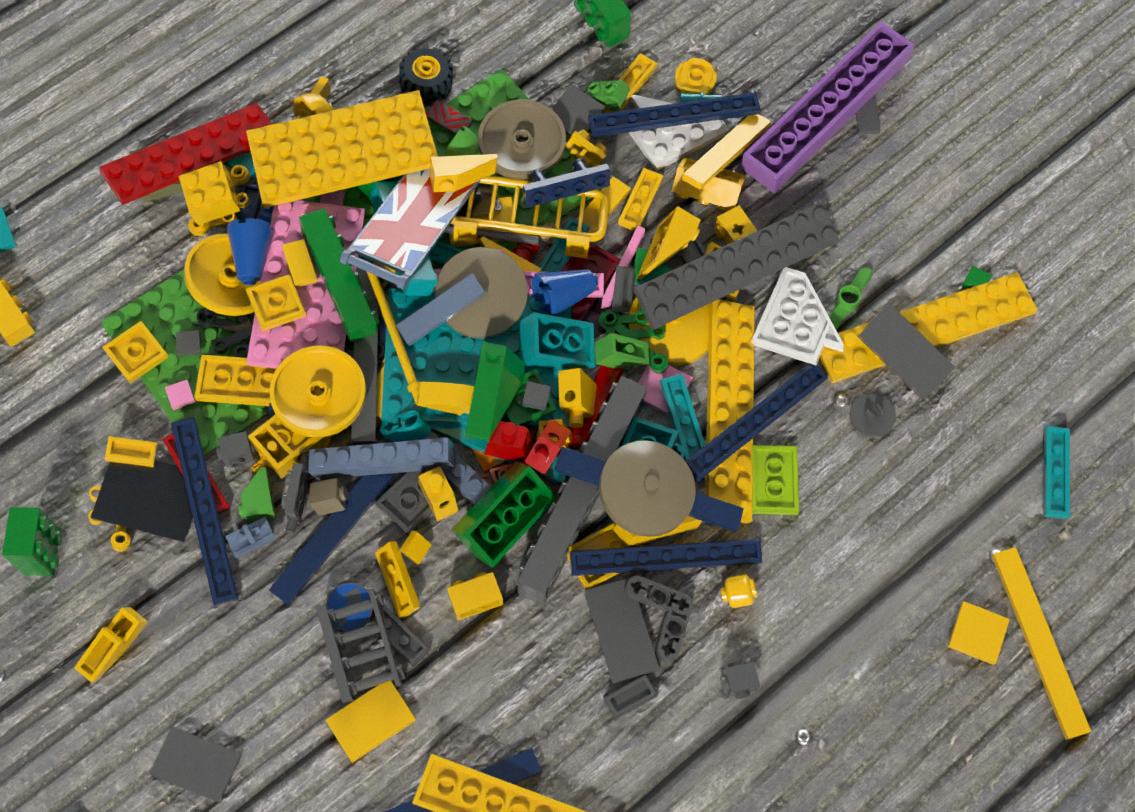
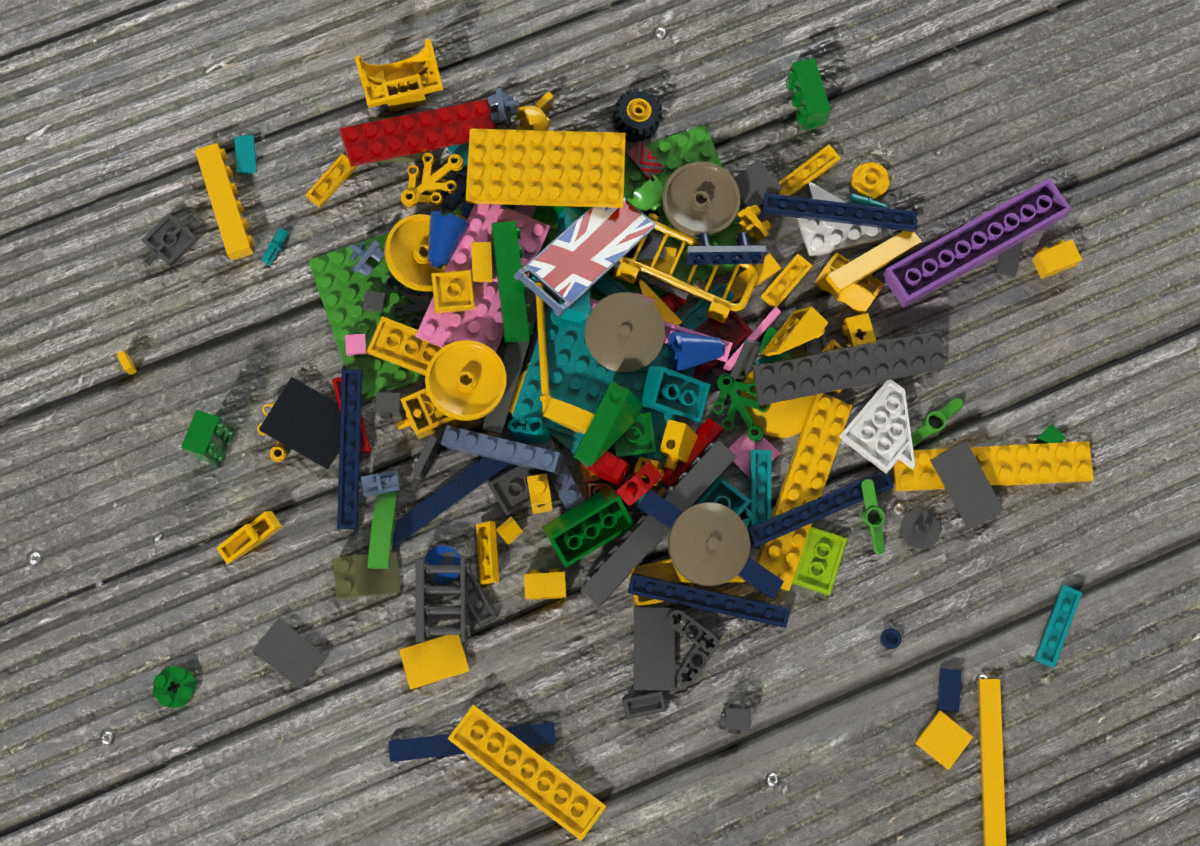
camera: 15 degrees right, 10 degrees up
(57, 317) = (274, 246): none -> teal axle
(104, 232) = (330, 181): none -> yellow tile
(131, 451) = (304, 382): yellow tile -> none
(135, 352) = (329, 297): yellow plate -> none
(159, 109) = (402, 82): none -> yellow piece
(163, 307) = (372, 251): none -> sand blue hips
(209, 193) = (425, 175): yellow brick -> none
(257, 498) = (395, 452): bright green slope -> none
(262, 647) = (357, 581): none -> olive slope
(268, 588) = (382, 530): none -> bright green slope
(278, 104) = (506, 107): none -> sand blue hips
(328, 496) = (451, 467): dark tan brick -> none
(441, 309) = (586, 339): sand blue tile -> none
(457, 172) = (635, 218): yellow slope -> none
(536, 396) = (643, 436): dark grey tile -> none
(609, 92) = (789, 175): bright green plate -> none
(621, 351) = (726, 416): bright green slope -> none
(739, 591) = (759, 646): yellow head -> none
(810, 400) = (871, 503): none -> bright green piece
(881, 540) = (890, 638): none -> dark blue tile
(916, 100) = (1057, 258): none -> yellow brick
(965, 576) = (949, 689): none -> dark blue tile

